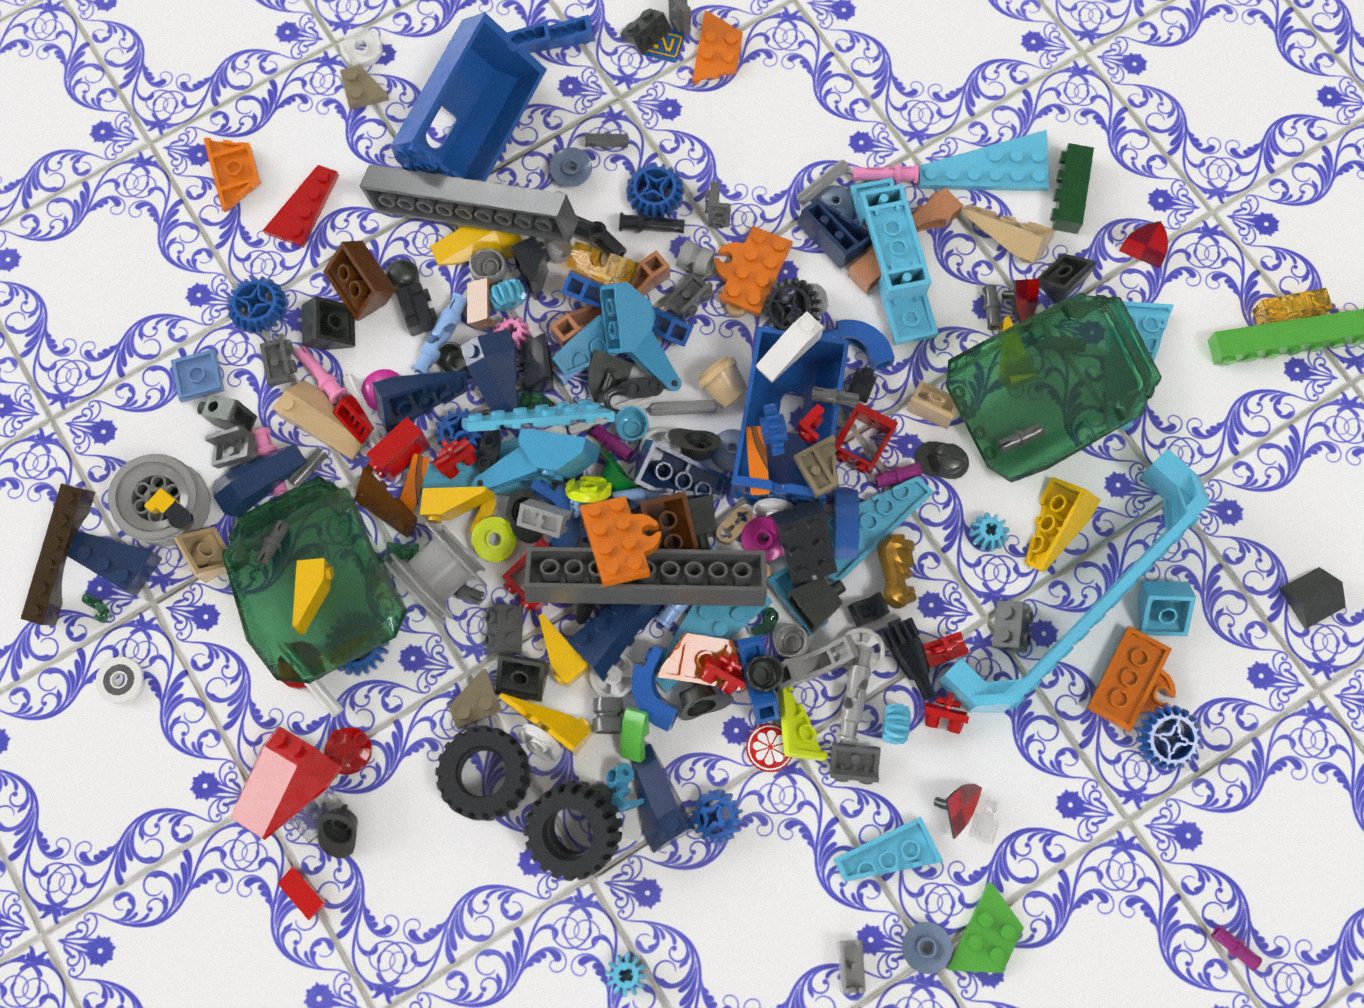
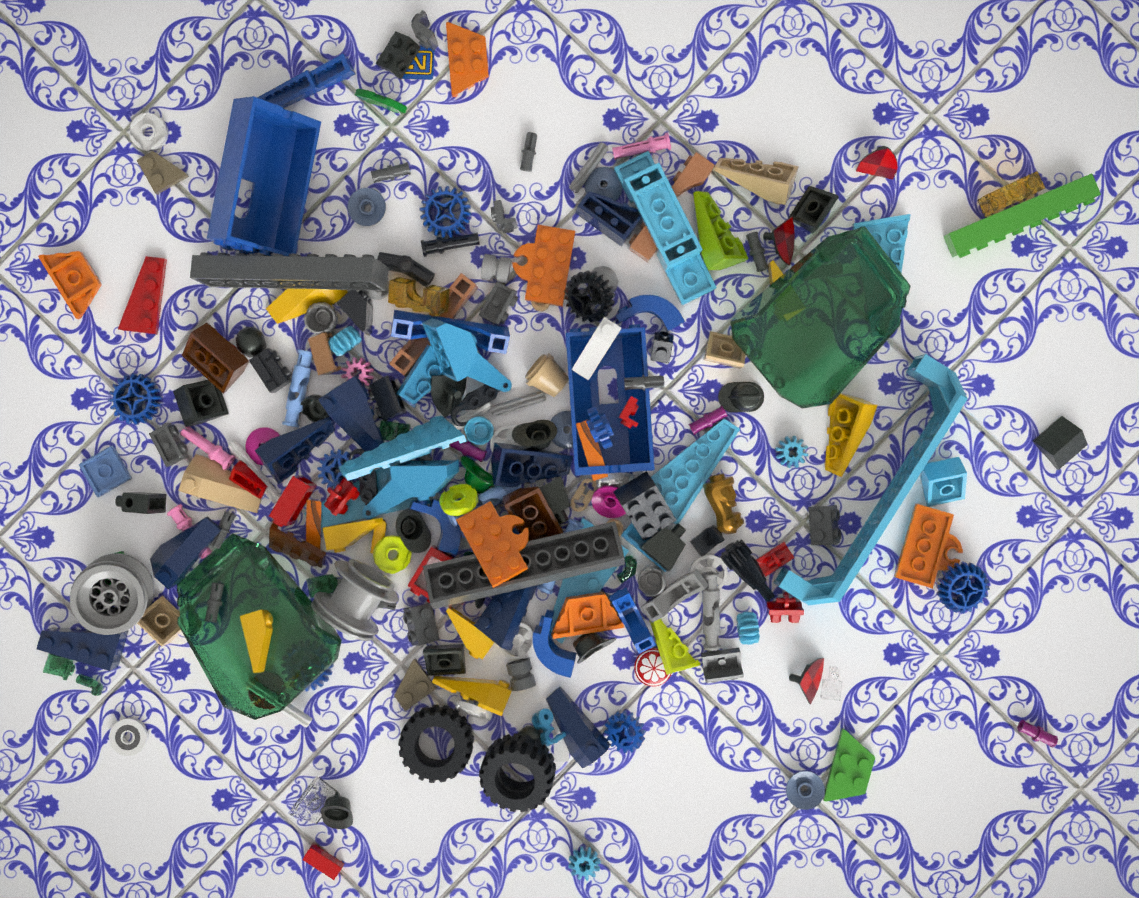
camera: 15 degrees left, 15 degrees up
(45, 591) = (45, 685): dark brown arch -> none
(73, 577) = (58, 666): none -> clear green bracket
(177, 514) = (126, 607): leg -> none
(231, 446) = (155, 529): dark grey bracket -> none
(282, 783) = (282, 790): wedge -> none
(349, 749) = (325, 748): red dish -> none
(543, 518) = (428, 532): light grey hinge -> none
(615, 67) = (379, 100): none -> green tile
(634, 730) = (544, 685): bright green slope -> none
(727, 669) = (605, 620): red hips -> none
(761, 152) = (528, 152): none -> dark grey axle
(764, 673) = (636, 617): pearl dark grey hair -> none
(819, 466) = (644, 446): dark tan wing -> none
(846, 523) = (674, 474): blue arch -> none
(851, 966) = (751, 816): light grey hinge -> none
(874, 419) = (679, 377): red window -> none
(895, 851) = (767, 722): medium azure wing -> none
(948, 288) = (717, 241): none -> lime wedge
(1005, 166) = (741, 115): medium azure wing -> none
(1020, 438) = (802, 366): dark grey pin -> none
(1072, 188) = (806, 123): dark green brick -> none

